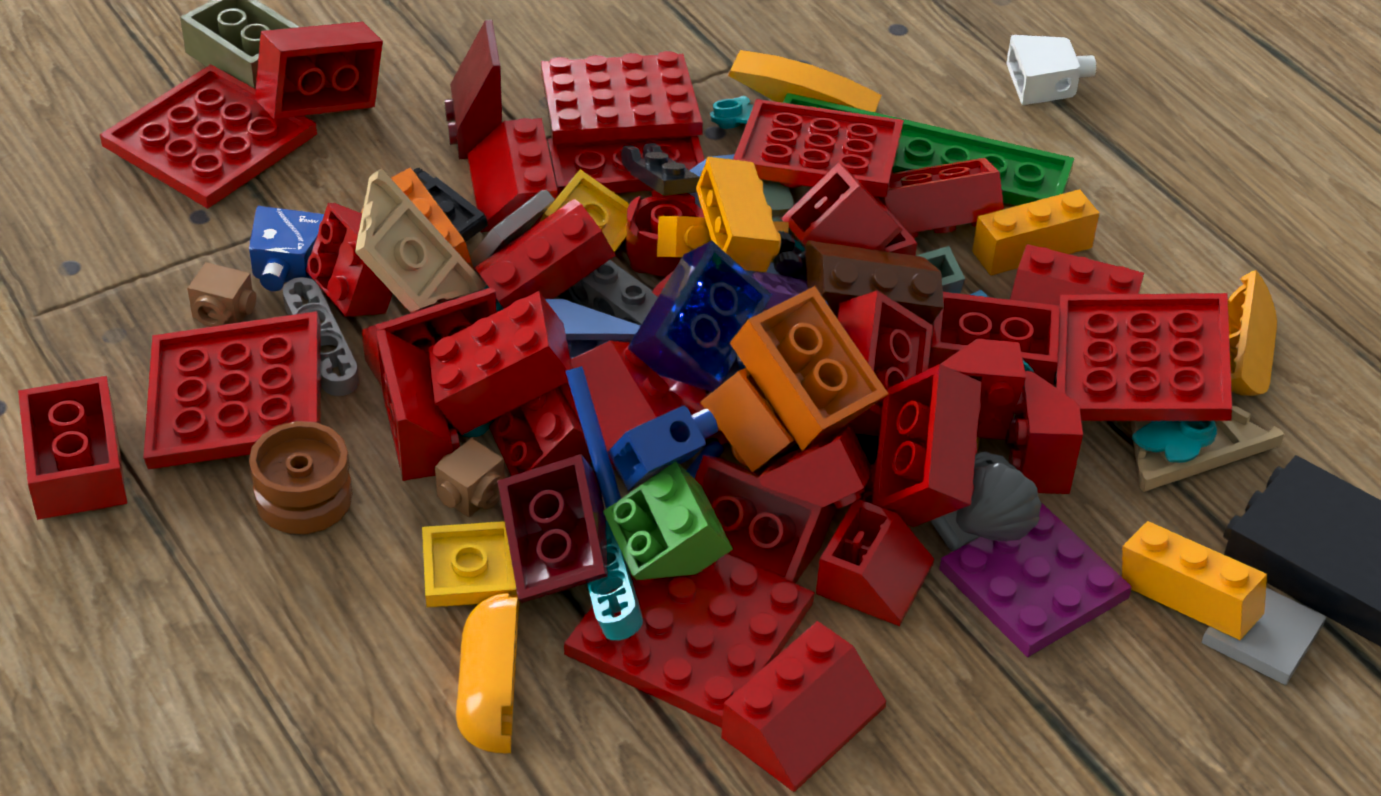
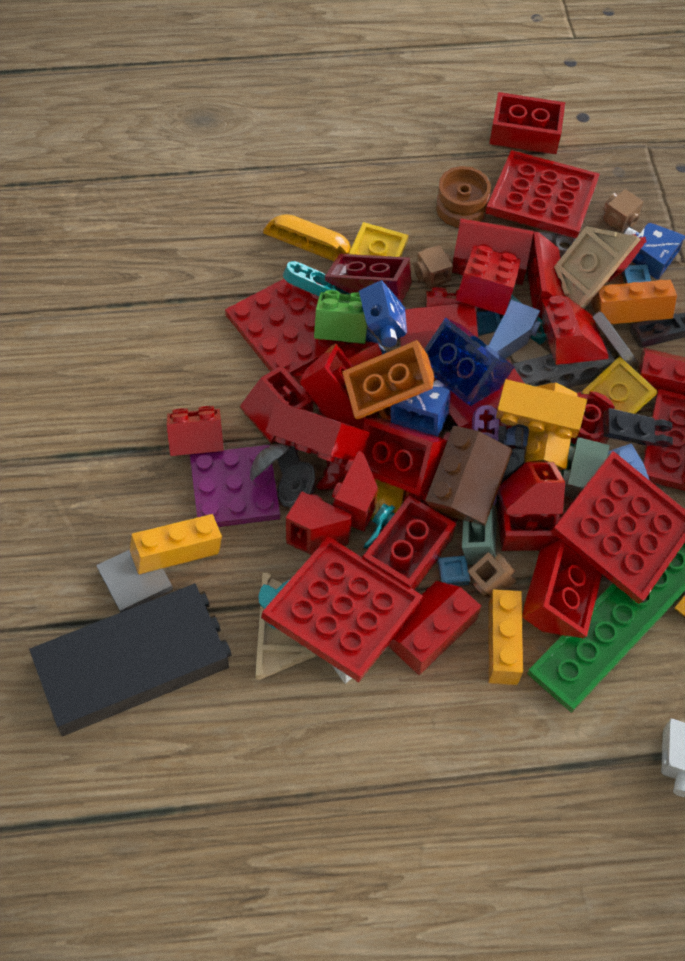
camera: 115 degrees right, 15 degrees up
(593, 436) = (424, 292): blue bar -> none
(802, 706) = (212, 339): red slope -> none
(974, 252) = (492, 574): none -> medium nougat brick
(987, 653) = (194, 431): none -> red slope
(1251, 336) = (345, 709): light orange brick -> none

